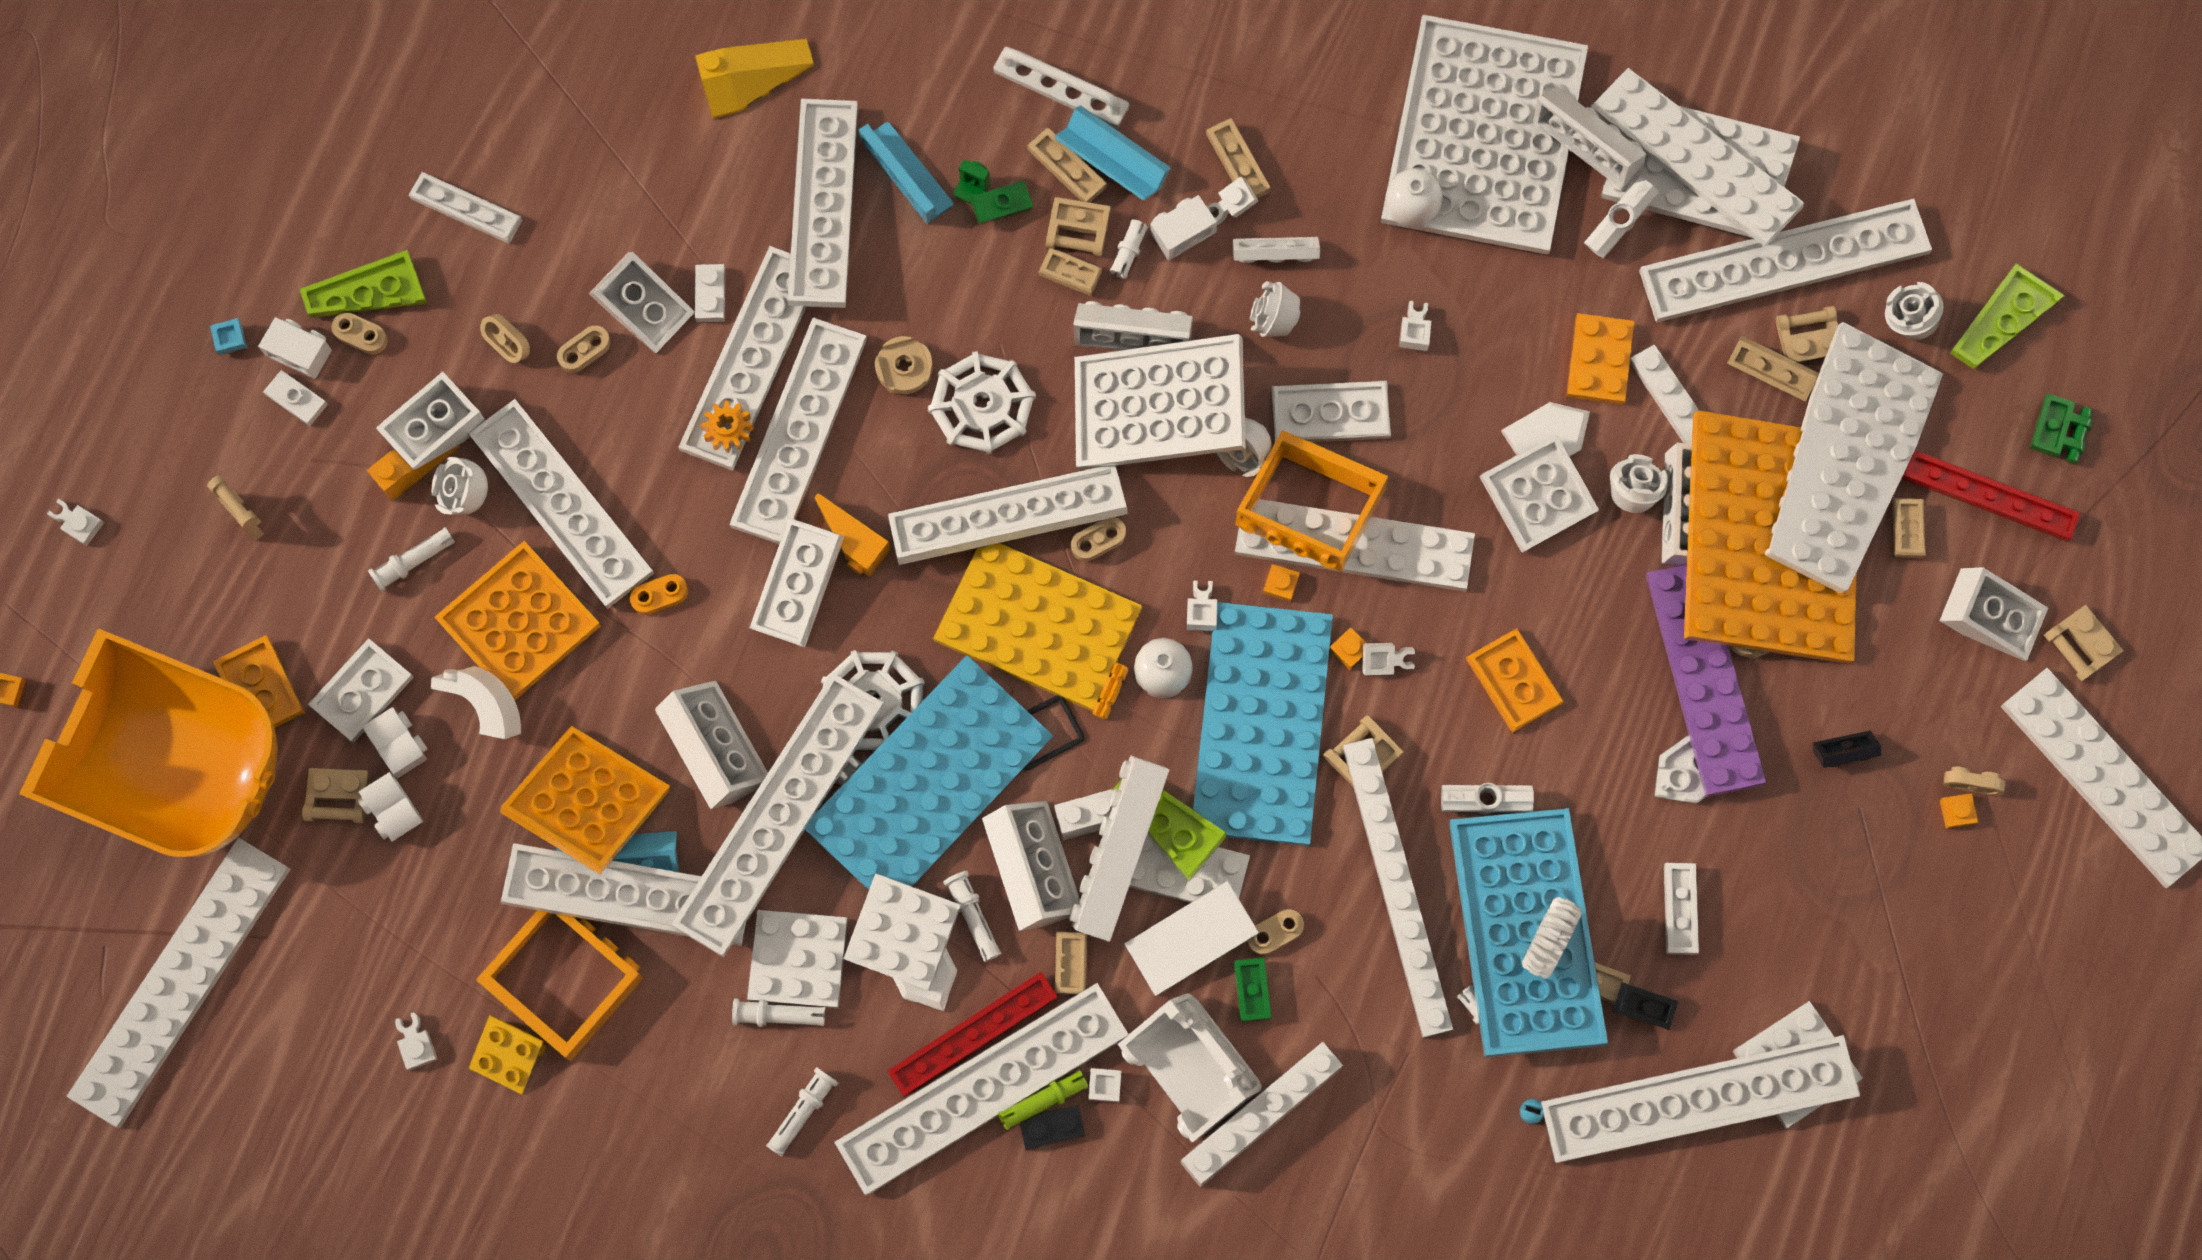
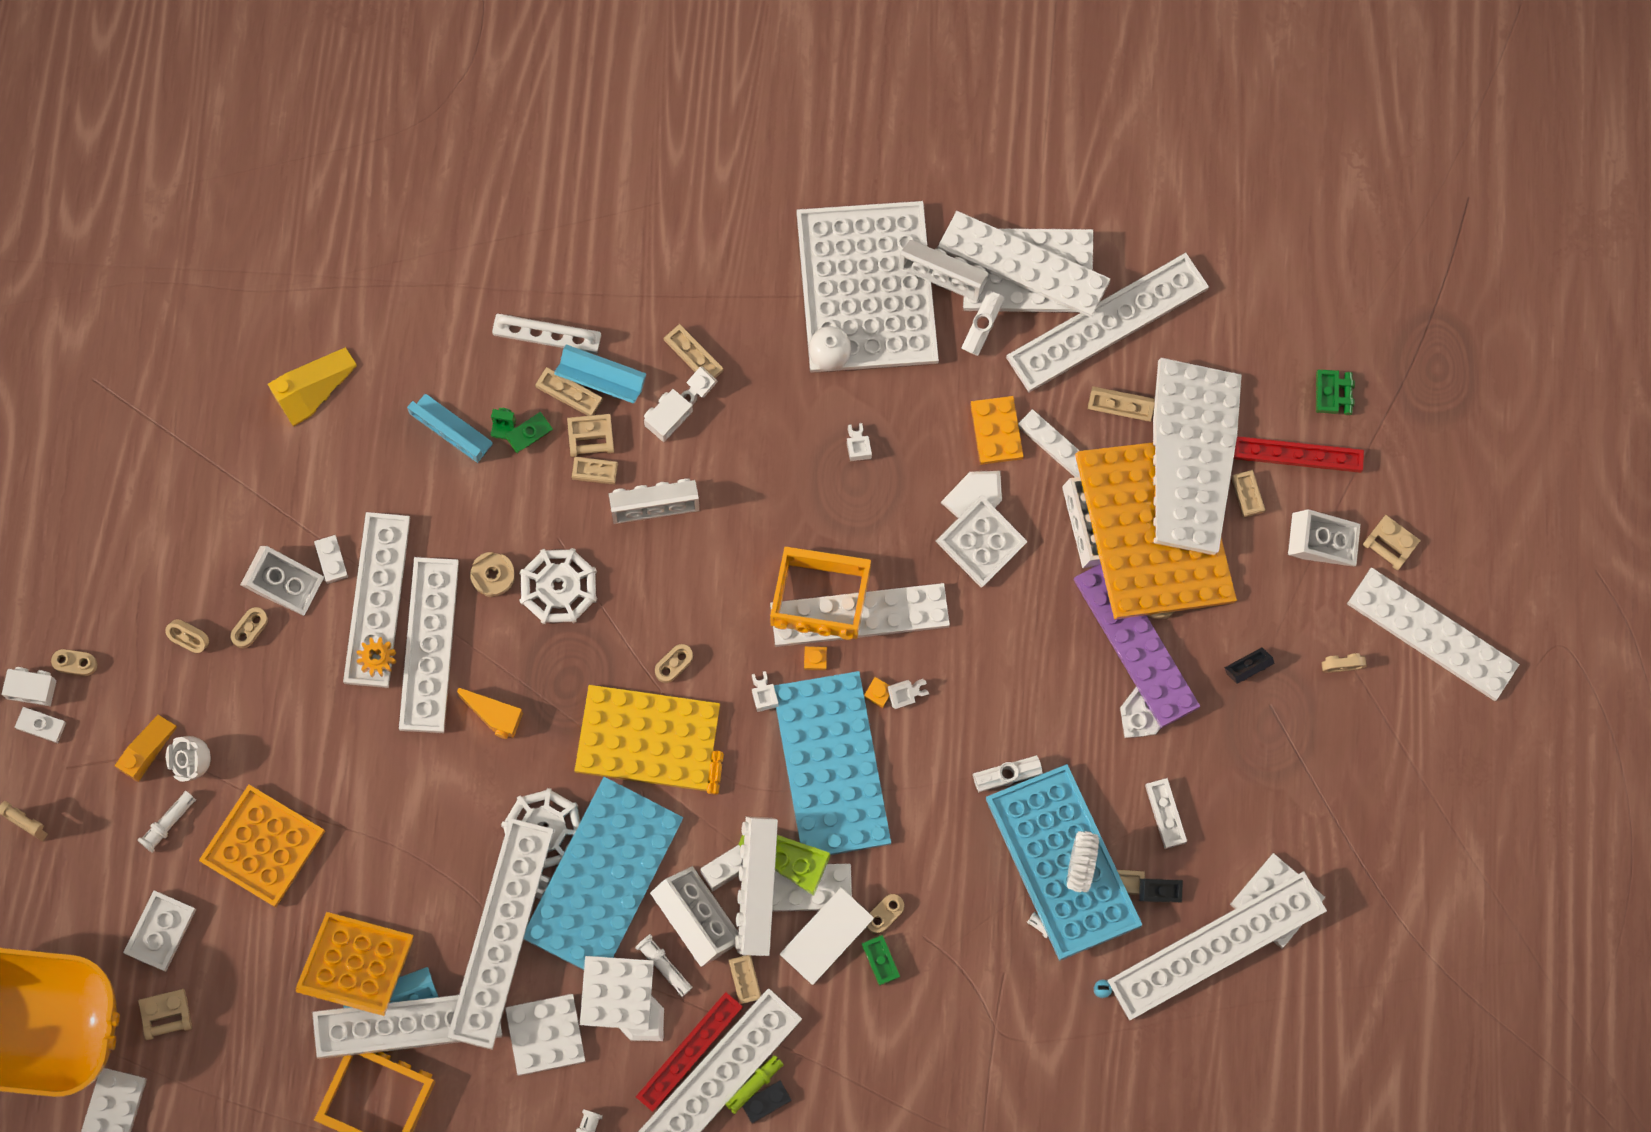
camera: 25 degrees left, 0 degrees up
(262, 673) = (78, 938): light orange plate -> none
(374, 286) = (73, 624): lime wing -> none
(390, 807) = (209, 1011): white brick -> none
(395, 742) = (198, 962): white brick -> none
(431, 422) = (152, 715): white slope -> none
(465, 207) = (125, 545): white tile -> none
(488, 695) = (256, 906): white arch -> none
(561, 503) = (267, 748): white plate -> none
(658, 595) = (362, 797): light orange plate -> none
(712, 743) = (435, 895): white slope -> none
(762, 1013) = (532, 1081): white pin -> none
(797, 582) = (462, 758): white tile -> none
(823, 203) = (396, 469): white plate -> none
(1007, 514) = (602, 664): white plate -> none
(1066, 747) = (697, 820): black piece -> none
(1104, 1085) = (795, 1060): white plate -> none
(1128, 249) = (632, 441): white pin -> none
(1160, 402) = (690, 551): white plate -> none
(1163, 667) = (748, 744): white cylinder -> none
(1192, 1064) = (853, 1027): white windscreen -> none
(1257, 449) = (760, 565): white cylinder -> none
(1261, 1114) = (913, 1048): white brick -> none
(1275, 311) = (754, 459): white cone -> none
(1276, 249) = (740, 413): white plate -> none
(1332, 411) = (815, 522): white tile -> none
(1385, 747) = (917, 769): tan plate -> none
(1397, 888) = (962, 856): white plate -> none
(1514, 680) = (1002, 682): light orange tile -> none
(1637, 484) = (1049, 515): white cone -> none
(1811, 345) = (1141, 380): tan plate -> none
(1914, 310) = (1208, 335): white cone -> none
(1958, 811) = (1338, 687): light orange plate -> none
(2007, 313) = (1273, 319): lime wing -> none

